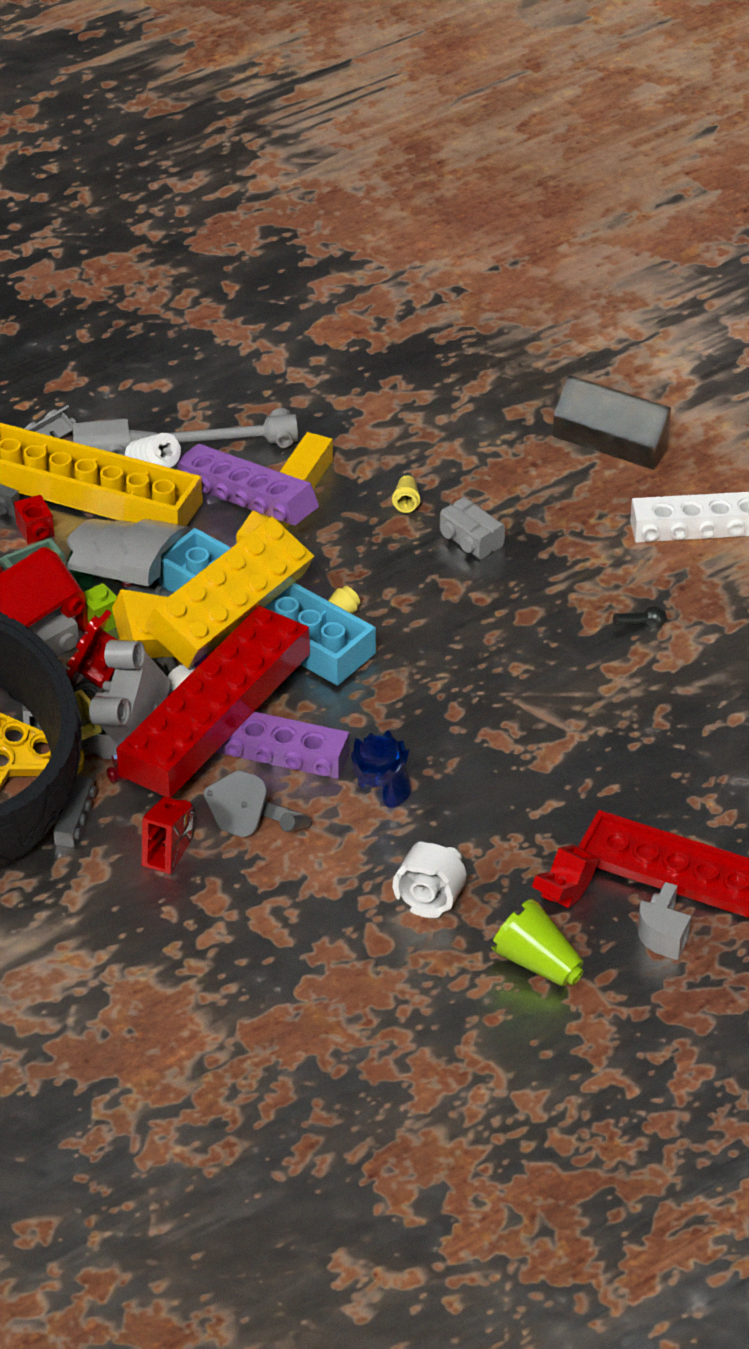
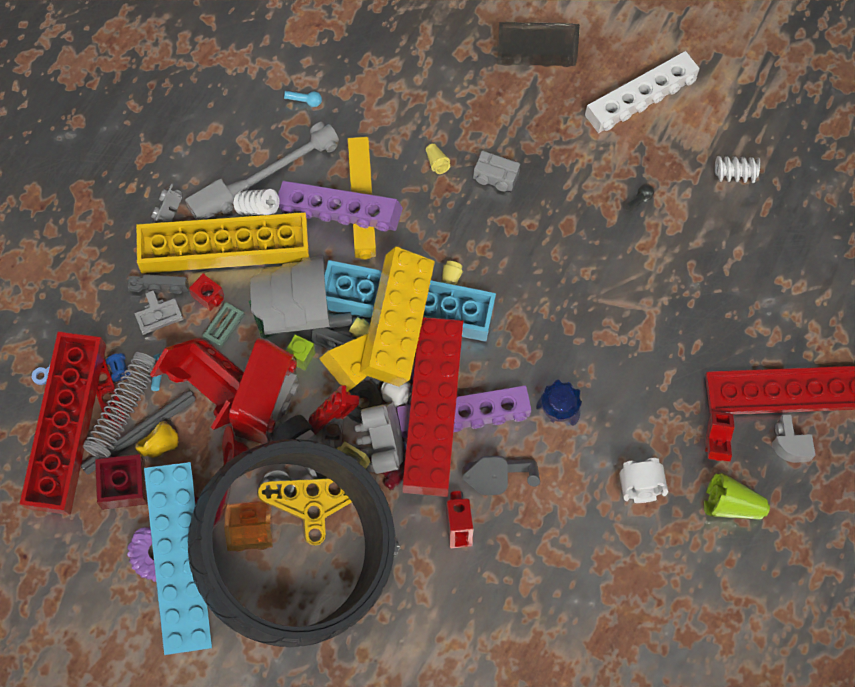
camera: 30 degrees left, 25 degrees up
(297, 394) = (313, 98): none -> medium azure bar

